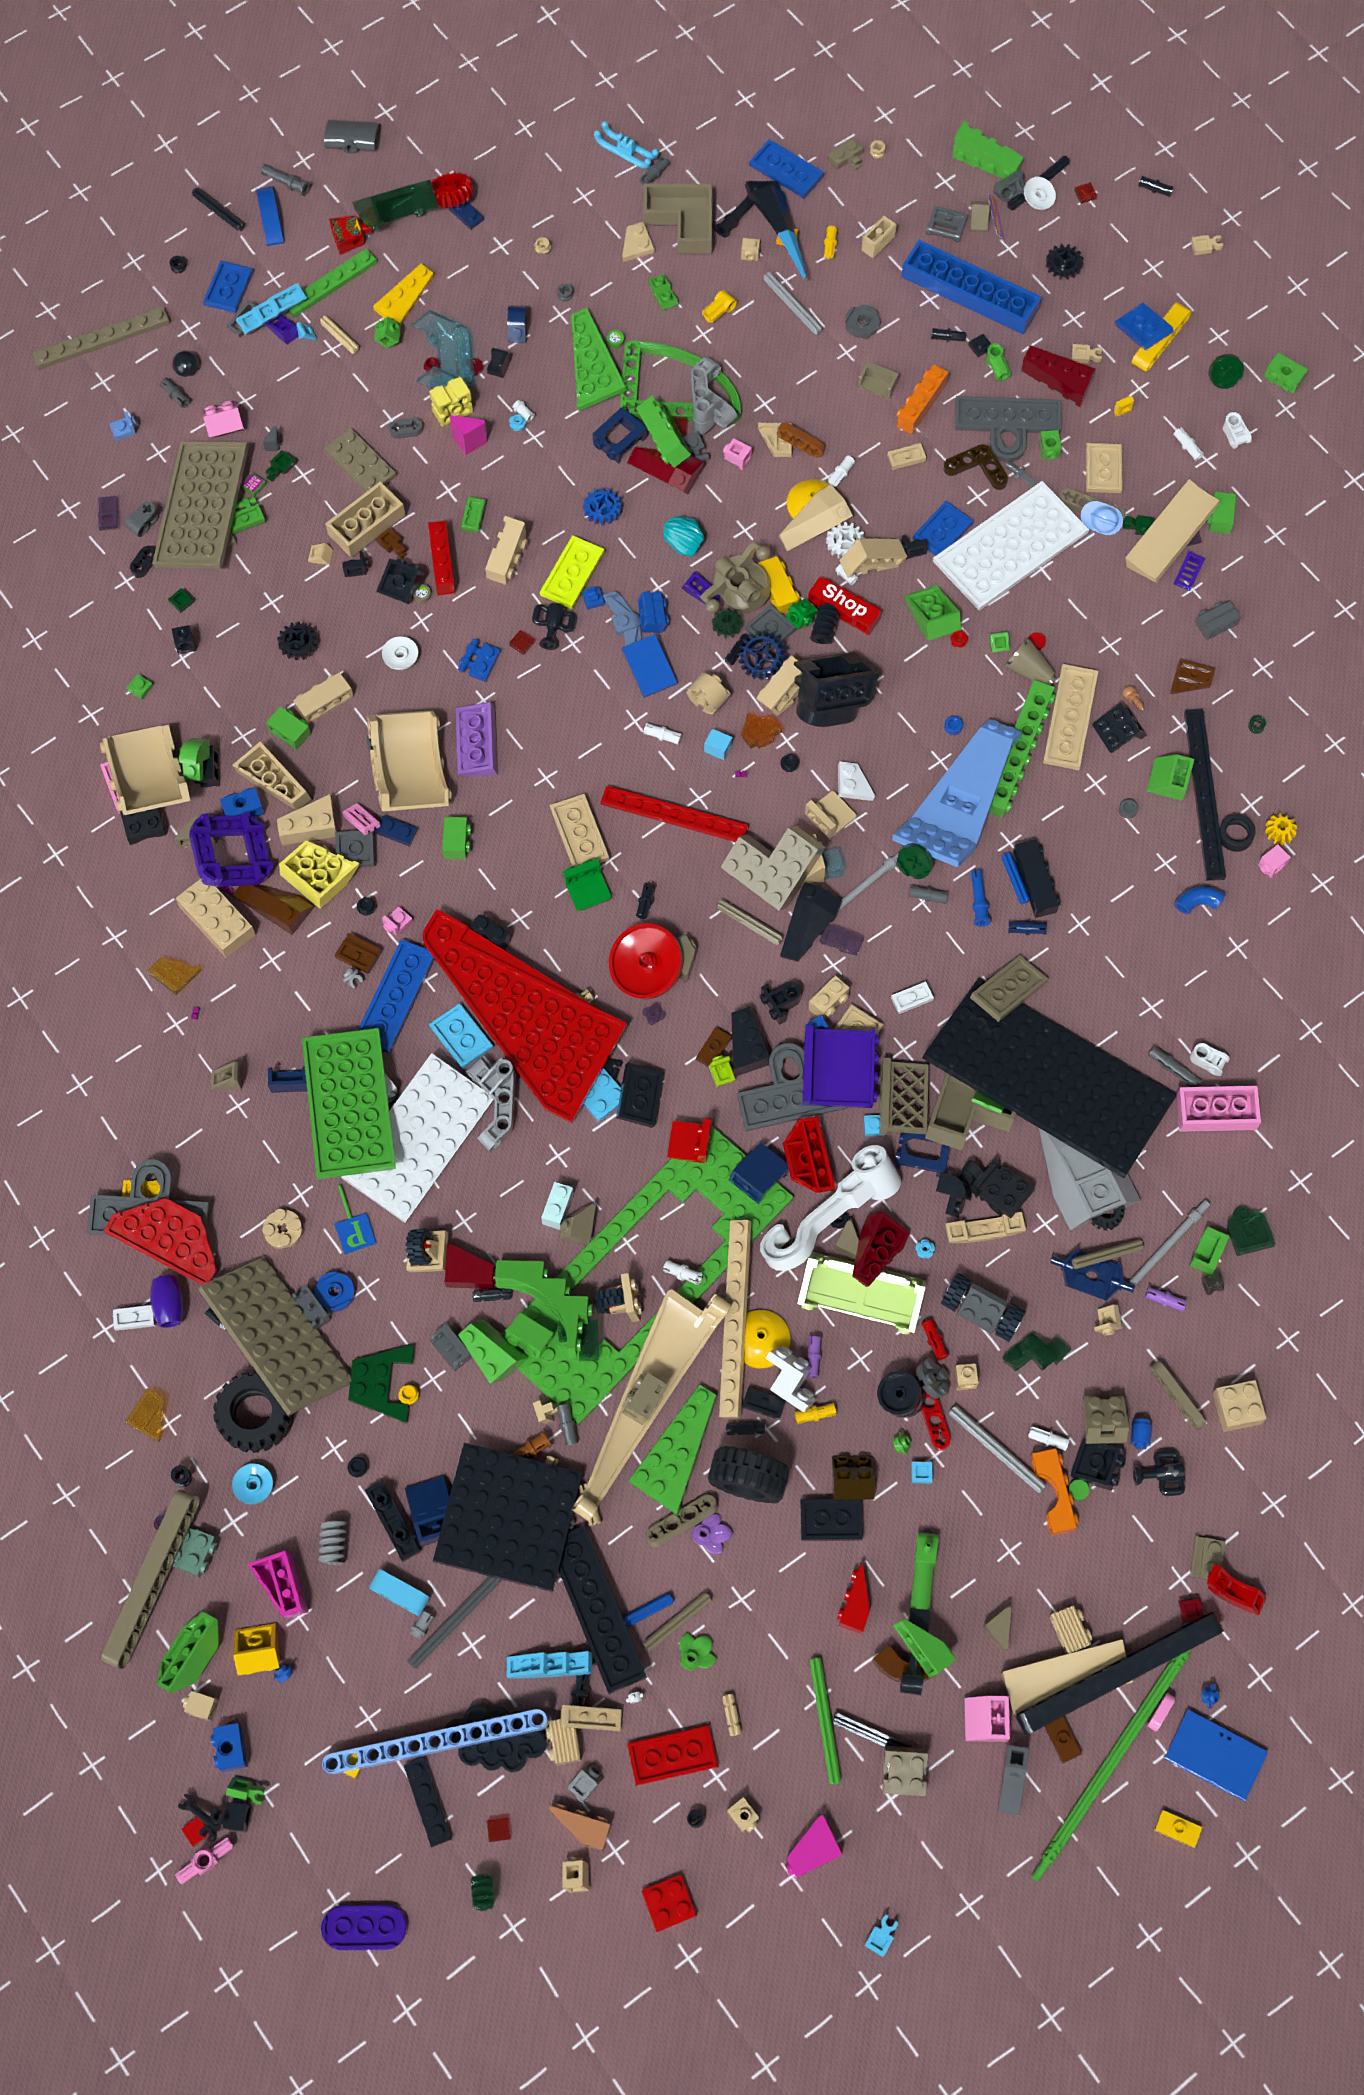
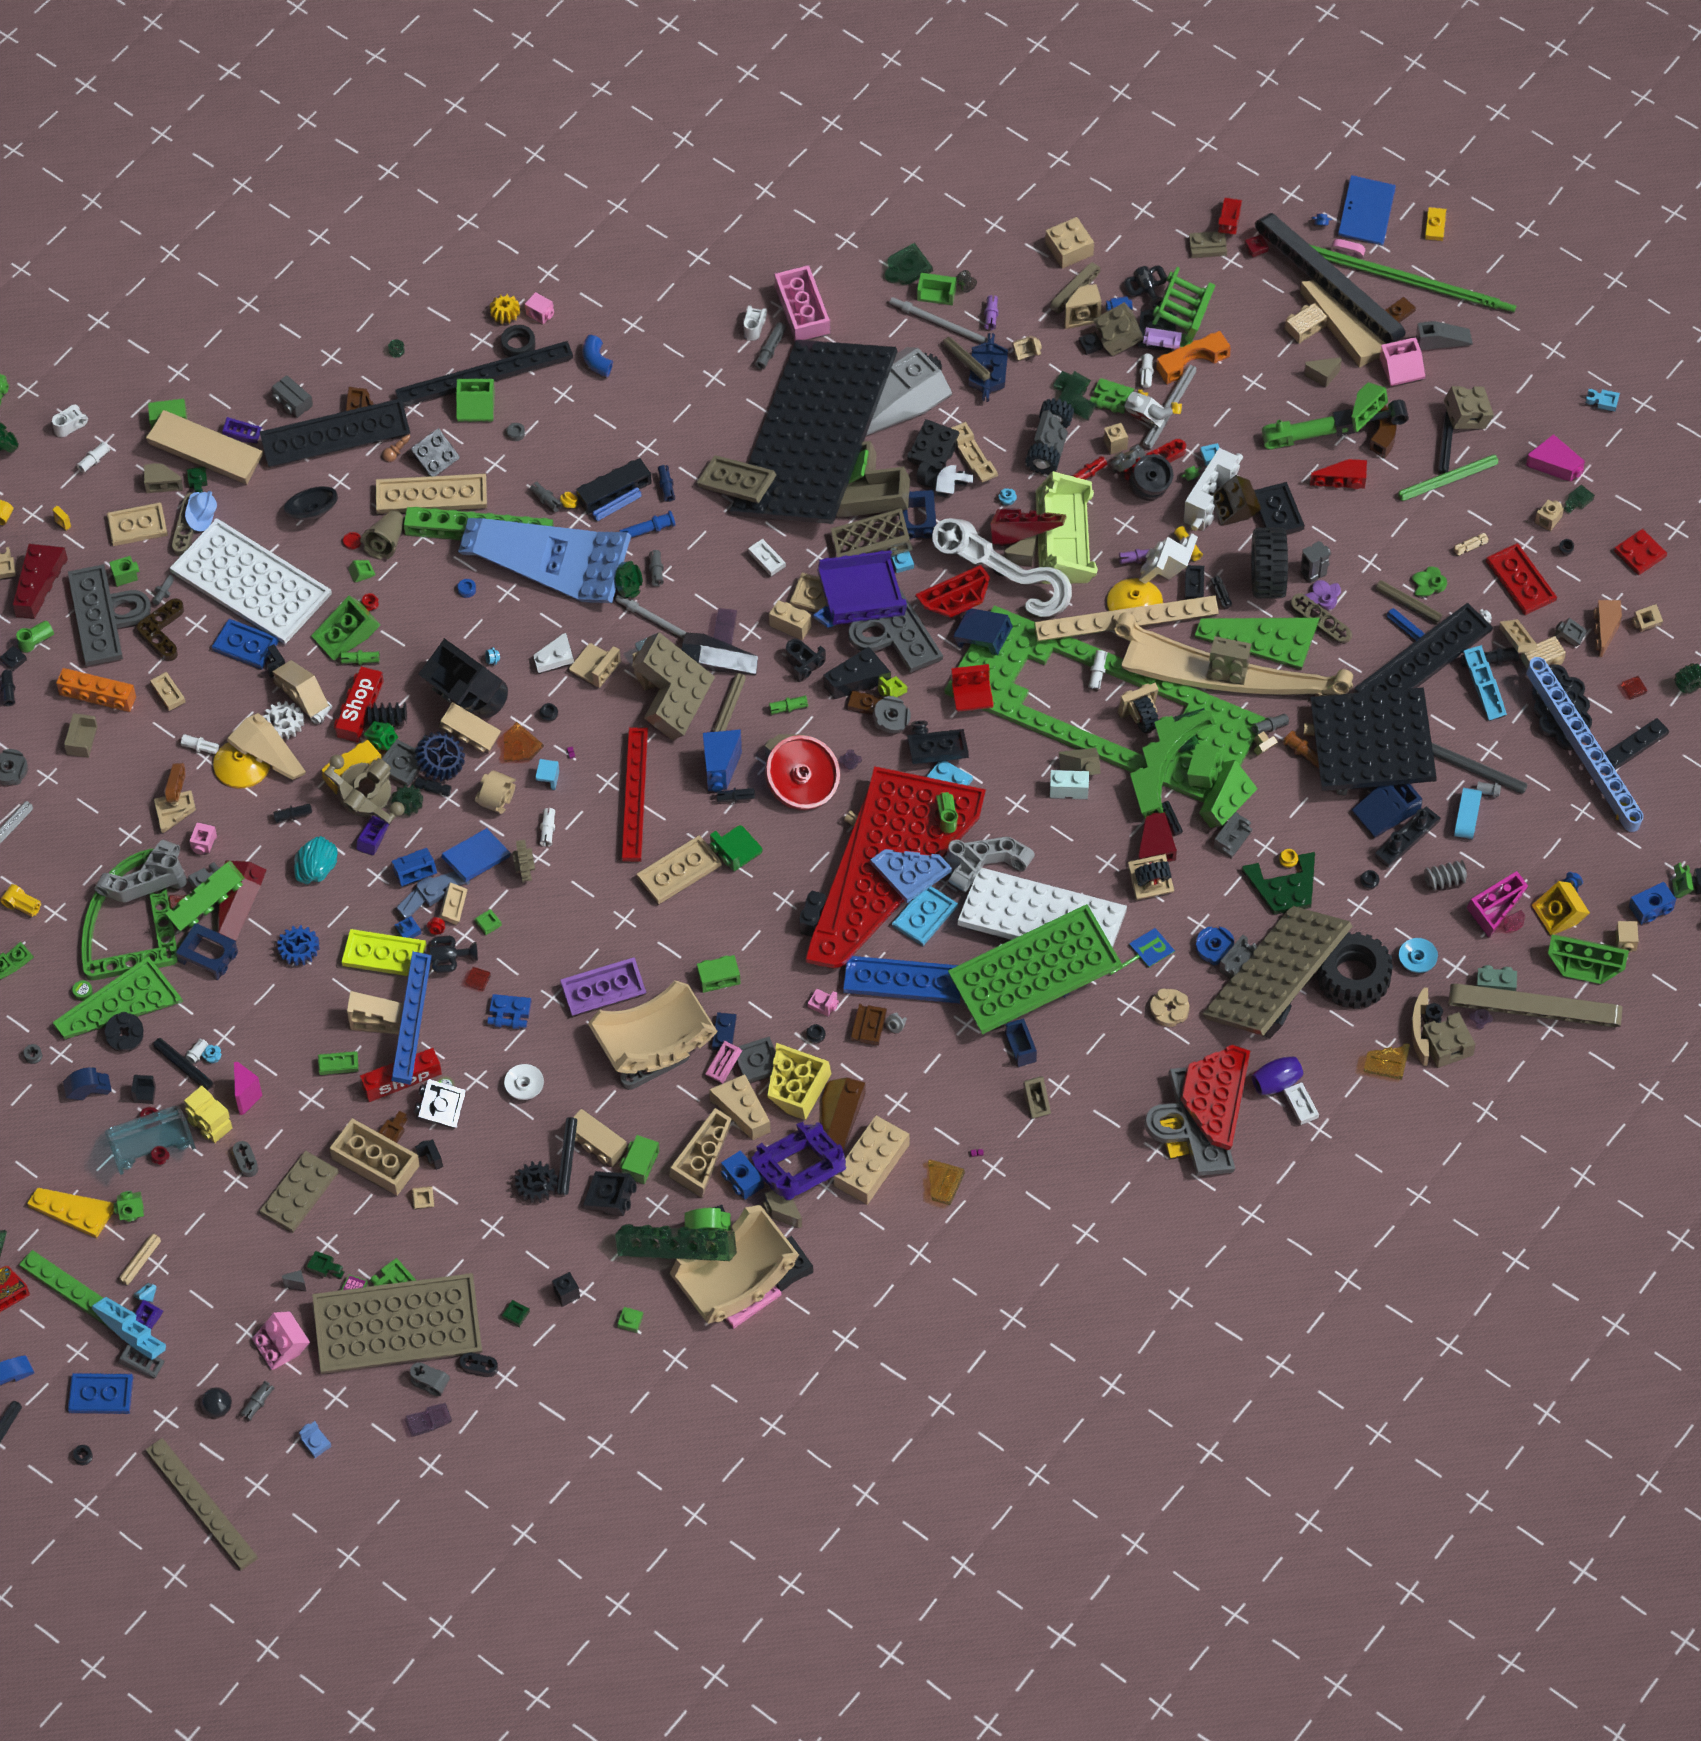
camera: 105 degrees left, 10 degrees down
(148, 1480) = (1448, 1040): none -> dark tan piece
(150, 1453) = (1420, 1045): none -> tan slope
(182, 727) = (628, 1244): none -> clear green brick
(256, 1595) = (1514, 921): none -> clear pink plate
(263, 696) = (610, 1193): none -> black plate
(310, 667) = (567, 1156): none -> black axle
(486, 568) = (411, 1018): none -> blue plate
(496, 1022) = (909, 871): none -> medium blue plate
(521, 395) = (182, 1063): none -> black axle
(552, 1073) = (947, 812): none -> bright green piece
(556, 351) = (124, 1042): none -> black plate
(578, 664) = (488, 922): none -> bright green tile
(585, 618) = (436, 926): none -> red plate
(604, 637) = (453, 903): none -> tan plate
(624, 698) = (523, 860): none -> dark tan gear
(664, 1085) = (919, 727): none -> black bush
(682, 891) = (721, 756): none -> blue slope
(695, 1071) = (889, 724): none -> dark grey plate
(733, 974) = (788, 704): none -> bright green pin
(744, 529) = (292, 812): none -> black axle
(747, 1532) = (1315, 561): none -> dark grey brick
(758, 1860) = (1579, 497): none -> clear green plate
(852, 1429) = (1200, 503): none -> white brick
(866, 728) = (492, 656): none -> medium azure plate
(898, 618) = (360, 657): none -> bright green pin
(989, 1414) = (1148, 410): none -> torso
(1029, 833) = (569, 500): none -> yellow plate
(1031, 1396) = (1112, 392): none -> bright green plate
(1040, 816) = (546, 496): none -> dark grey pin
(1075, 1468) = (1162, 338): none -> lavender hinge
(1082, 607) = (311, 503): none -> black dish
(1102, 1389) = (1090, 343): none -> black plate
(1118, 1517) = (1199, 304): none -> bright green fence
(1144, 1391) = (1083, 307): none -> tan slope
(1149, 492) = (161, 479): none -> dark tan slope
(1162, 646) = (334, 432): none -> black plate

